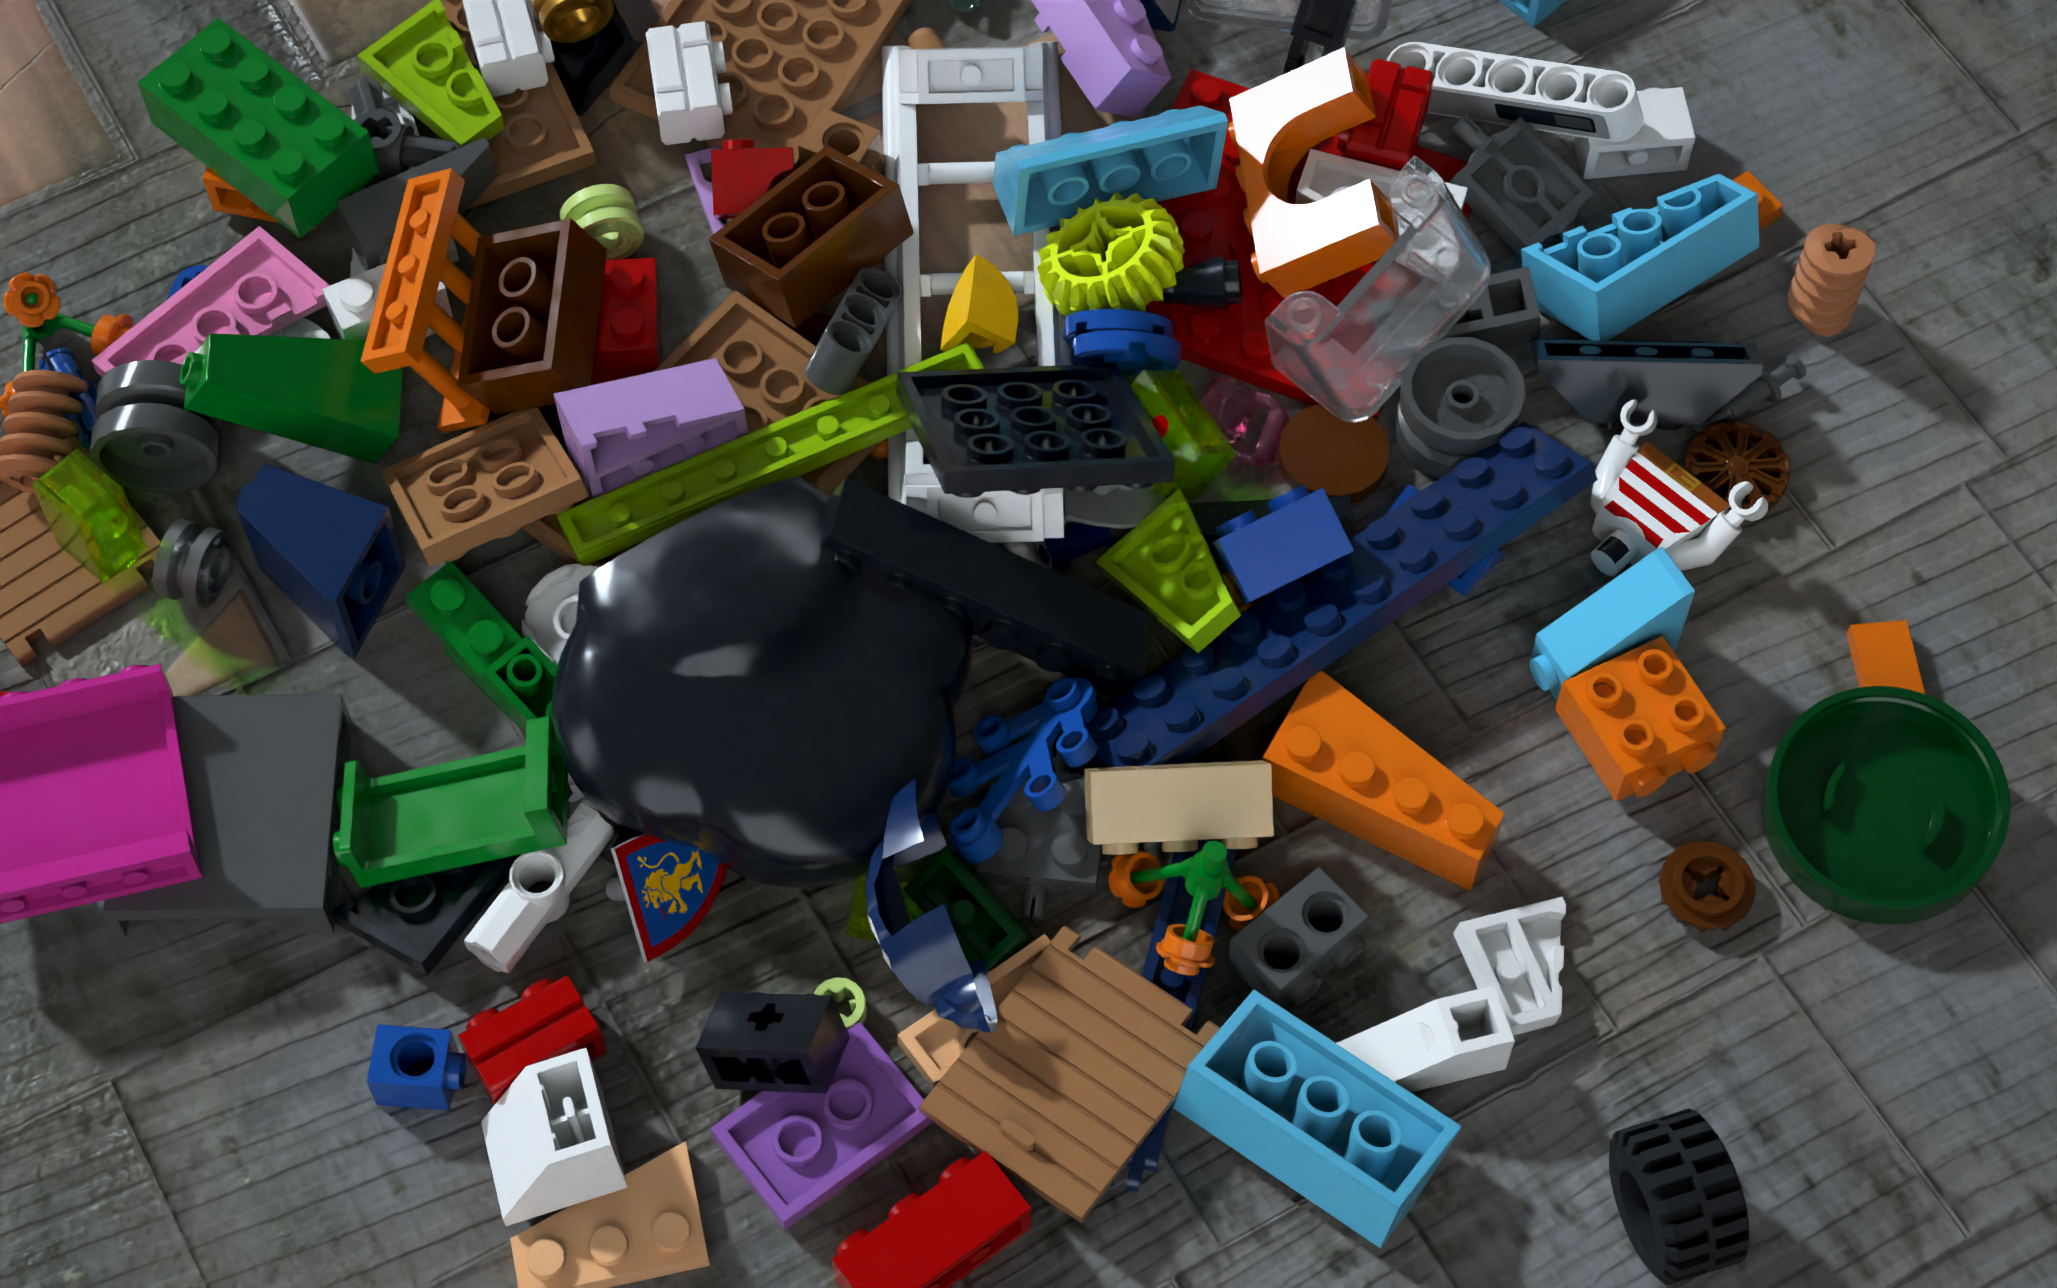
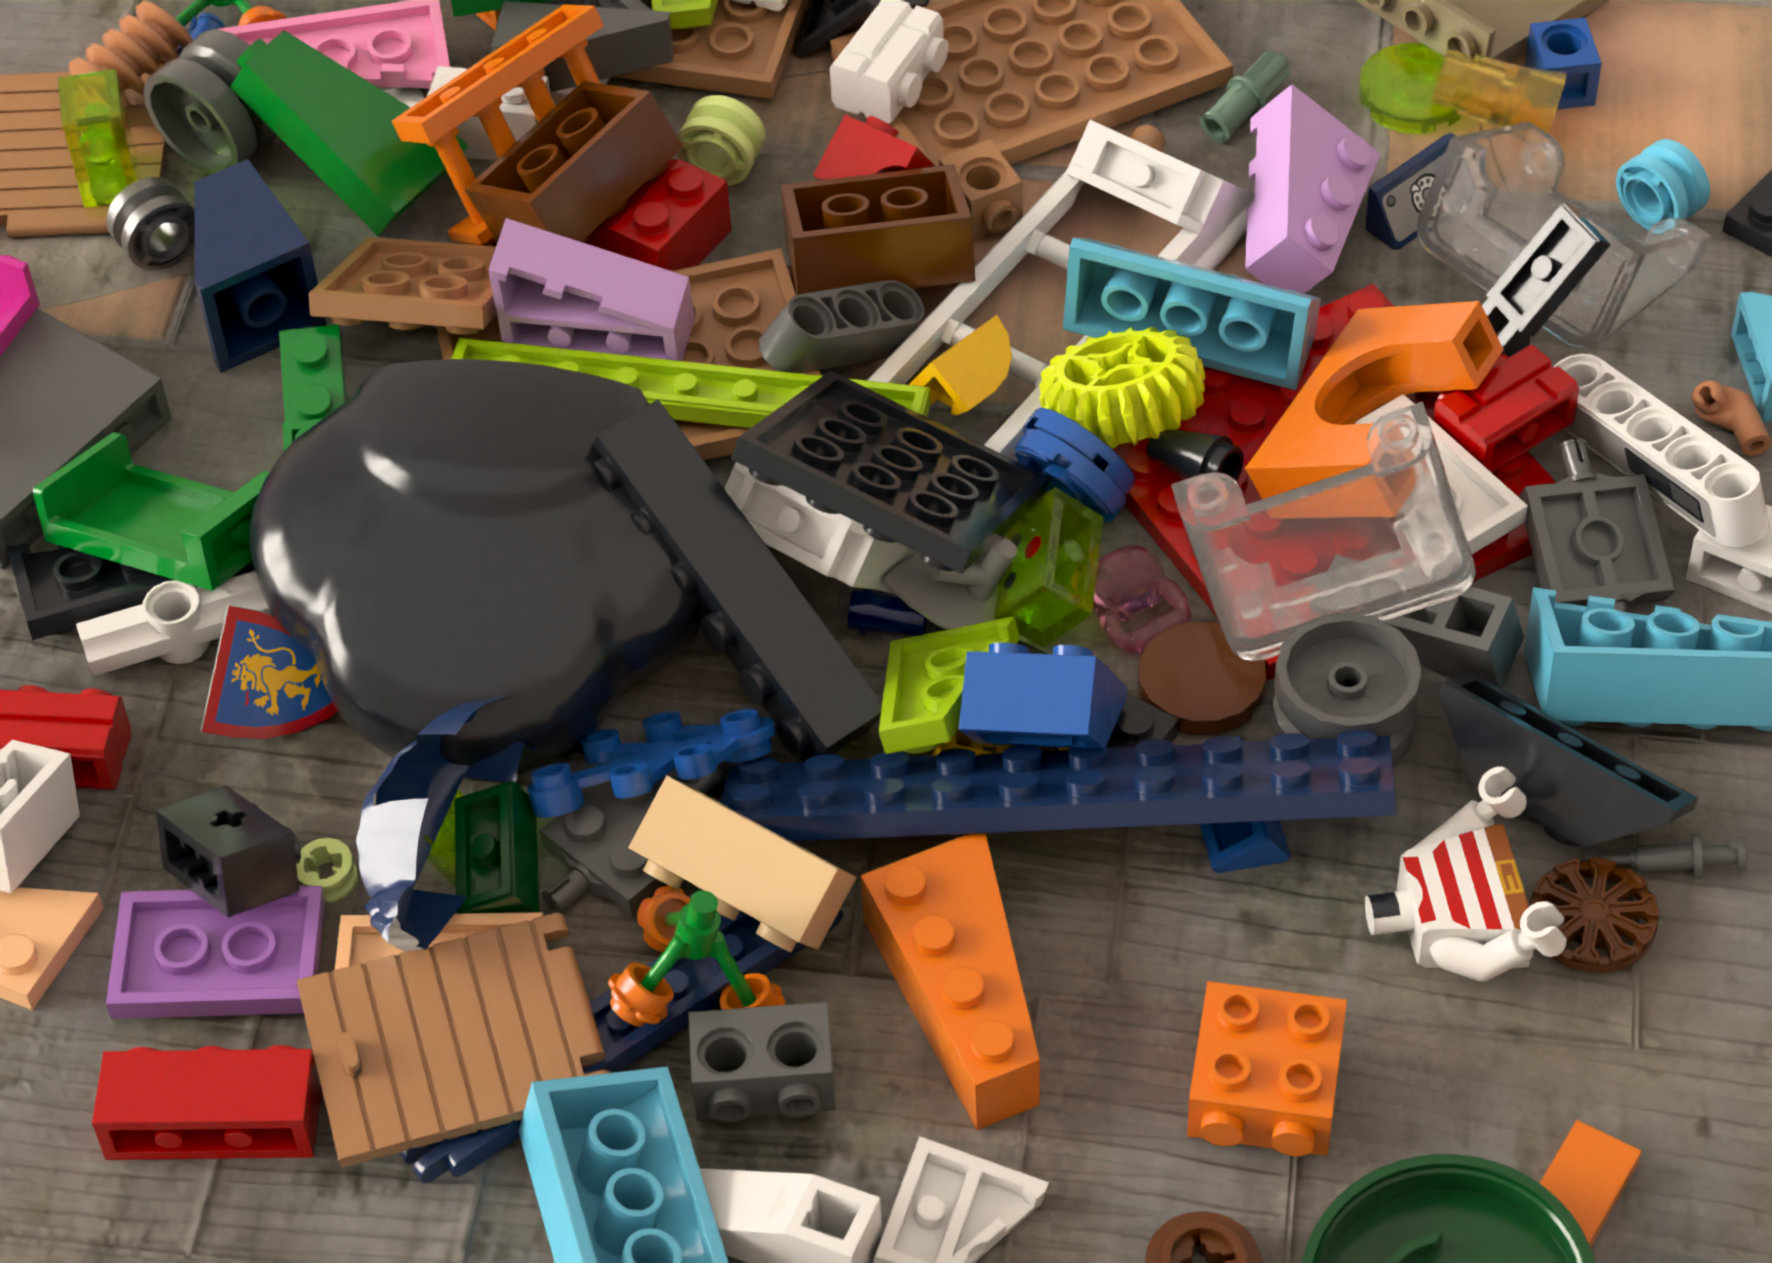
camera: 40 degrees right, 10 degrees down
(1517, 30) = (1732, 411): none -> nougat arm
(1622, 615) = (1321, 955): medium azure slope -> none

